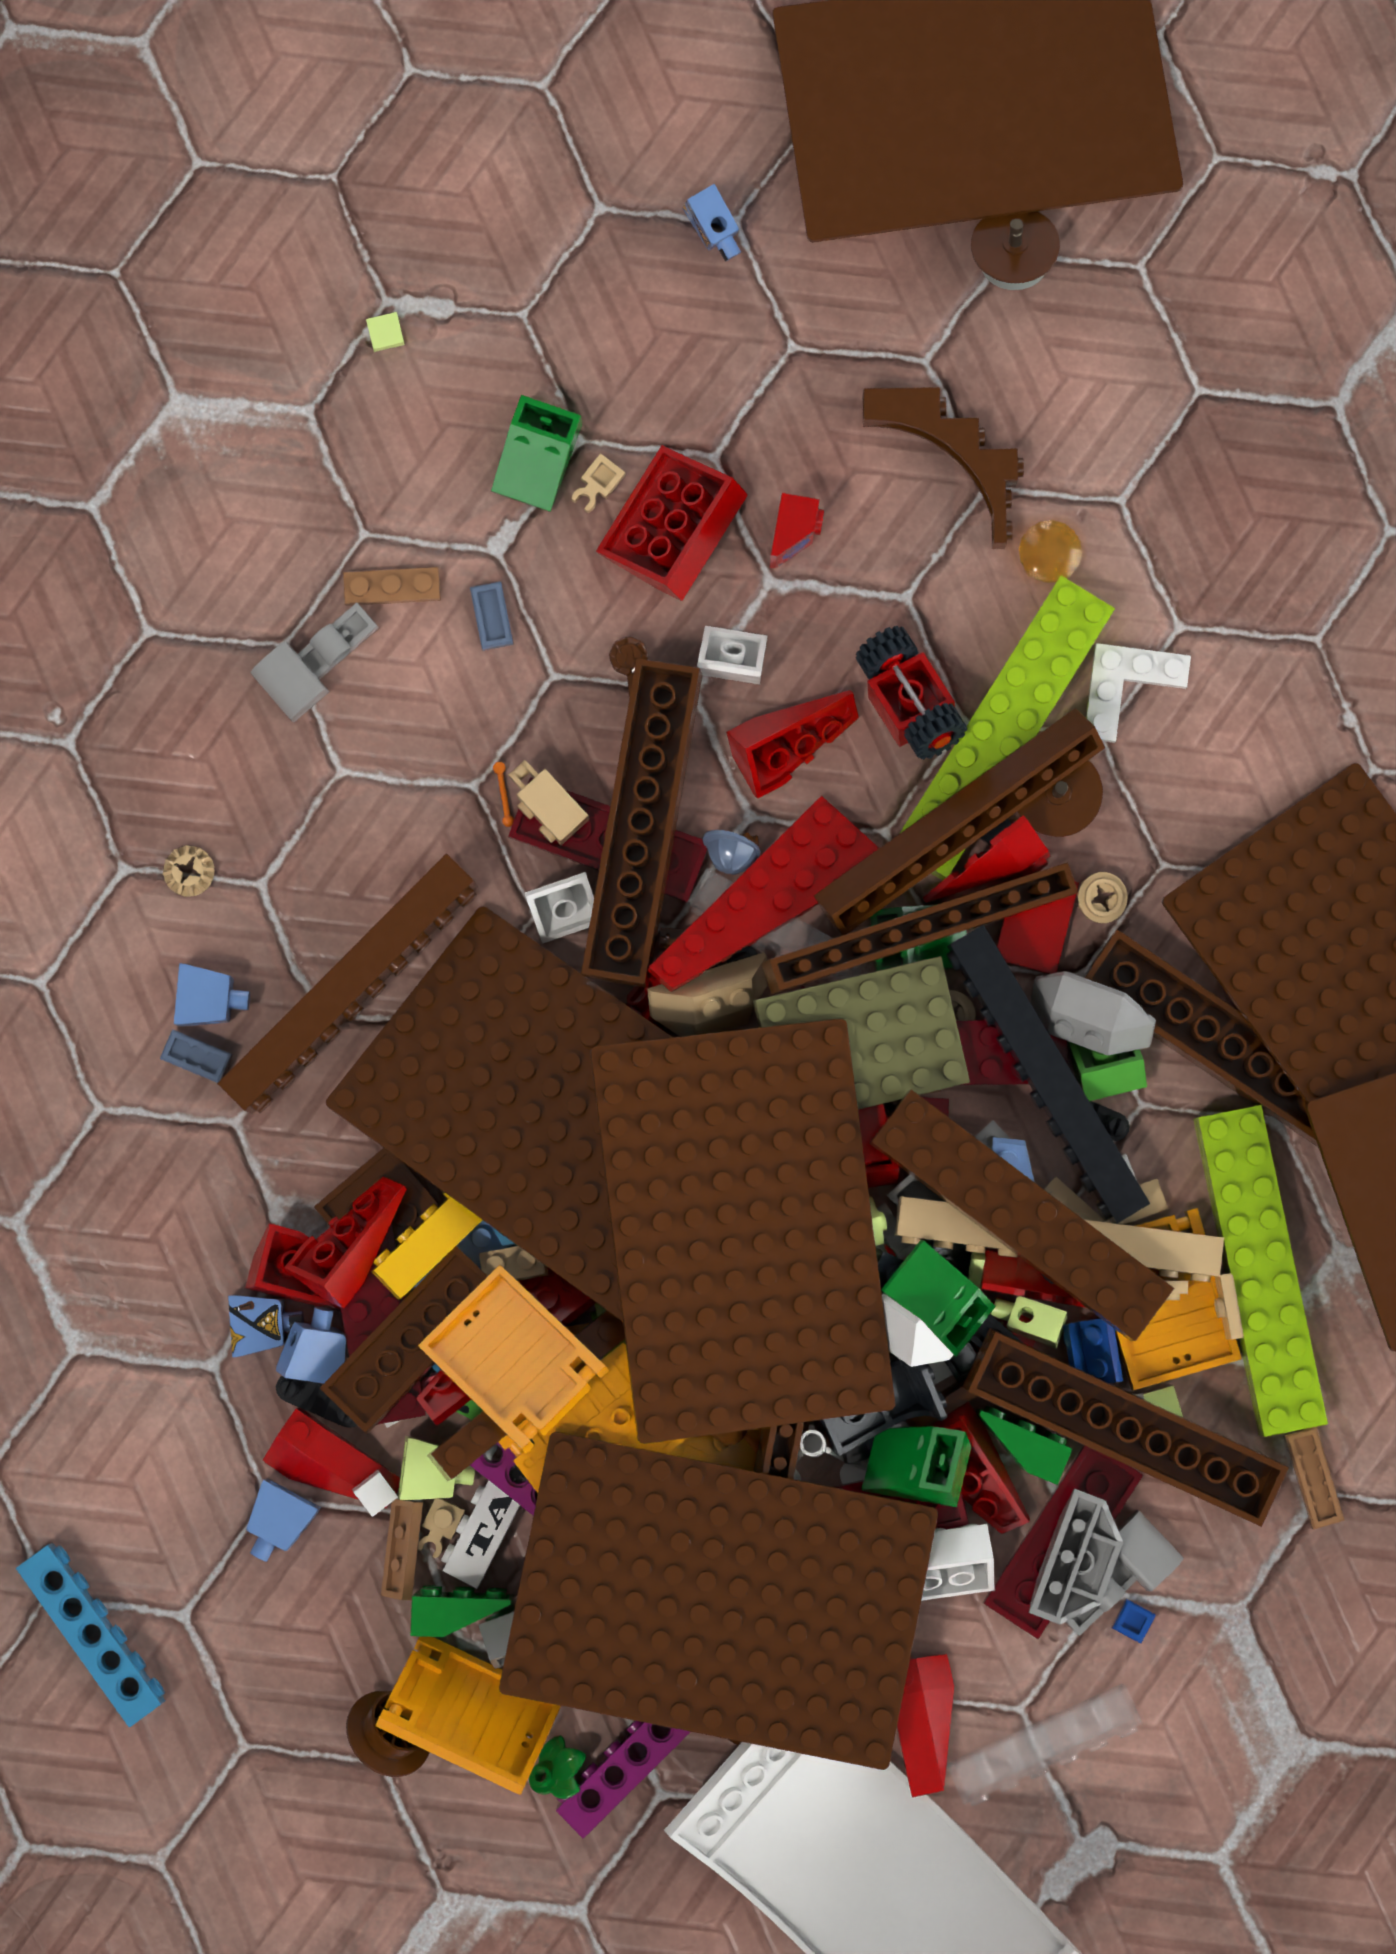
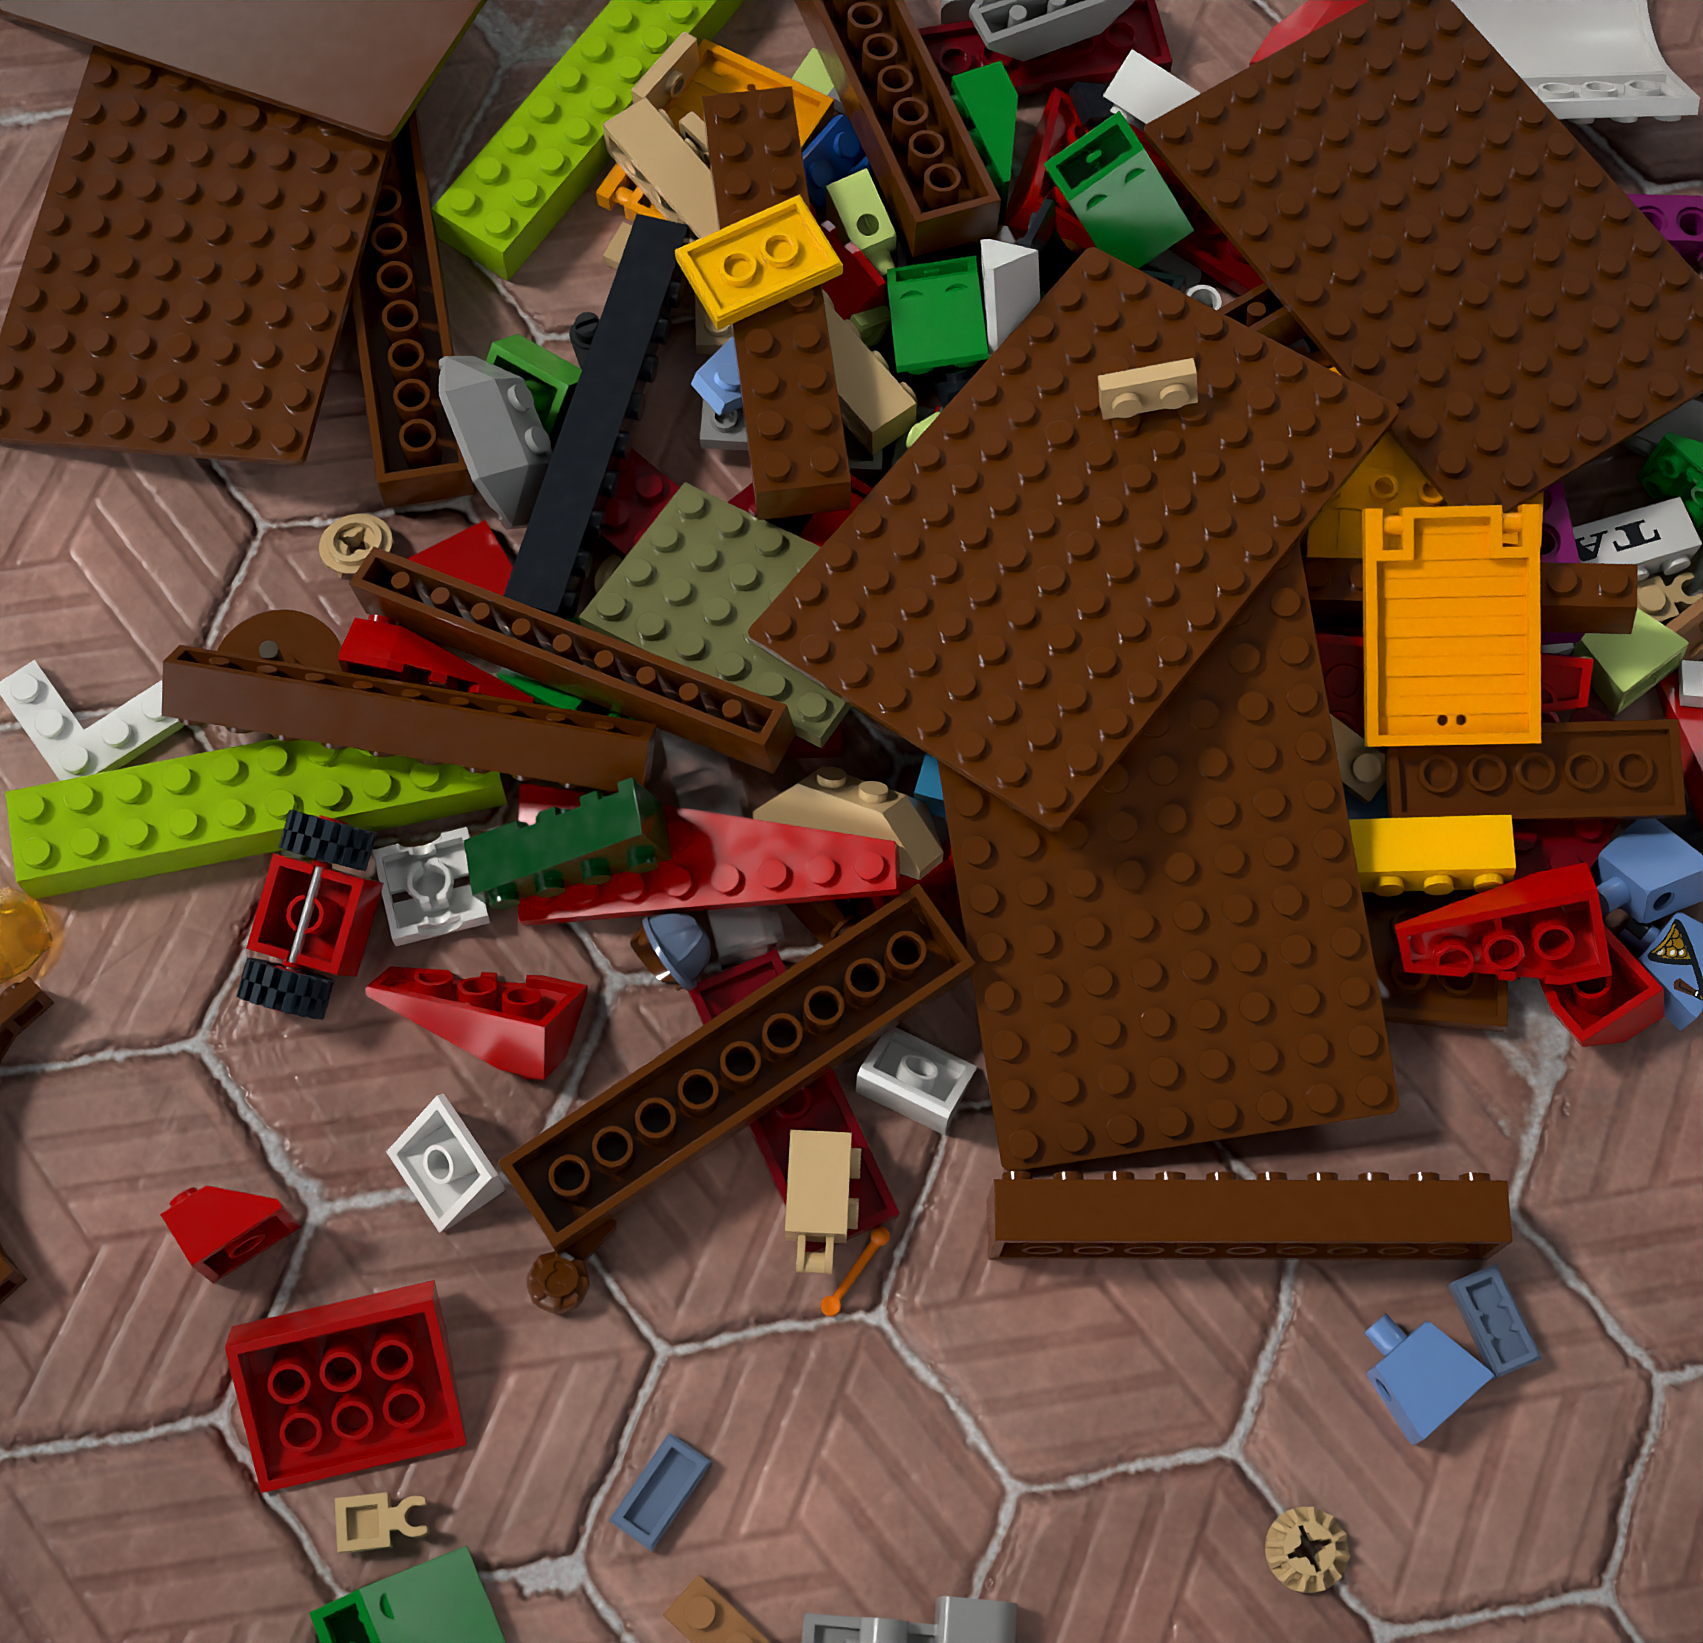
camera: 140 degrees left, 15 degrees down
(779, 1318) = (1148, 389): none -> tan plate
(824, 841) = (569, 847): none -> dark green wedge
(886, 773) = (429, 877): none -> white brick
(1002, 1535) = (1090, 103): none -> black tile
(1038, 1213) = (758, 262): none -> yellow tile

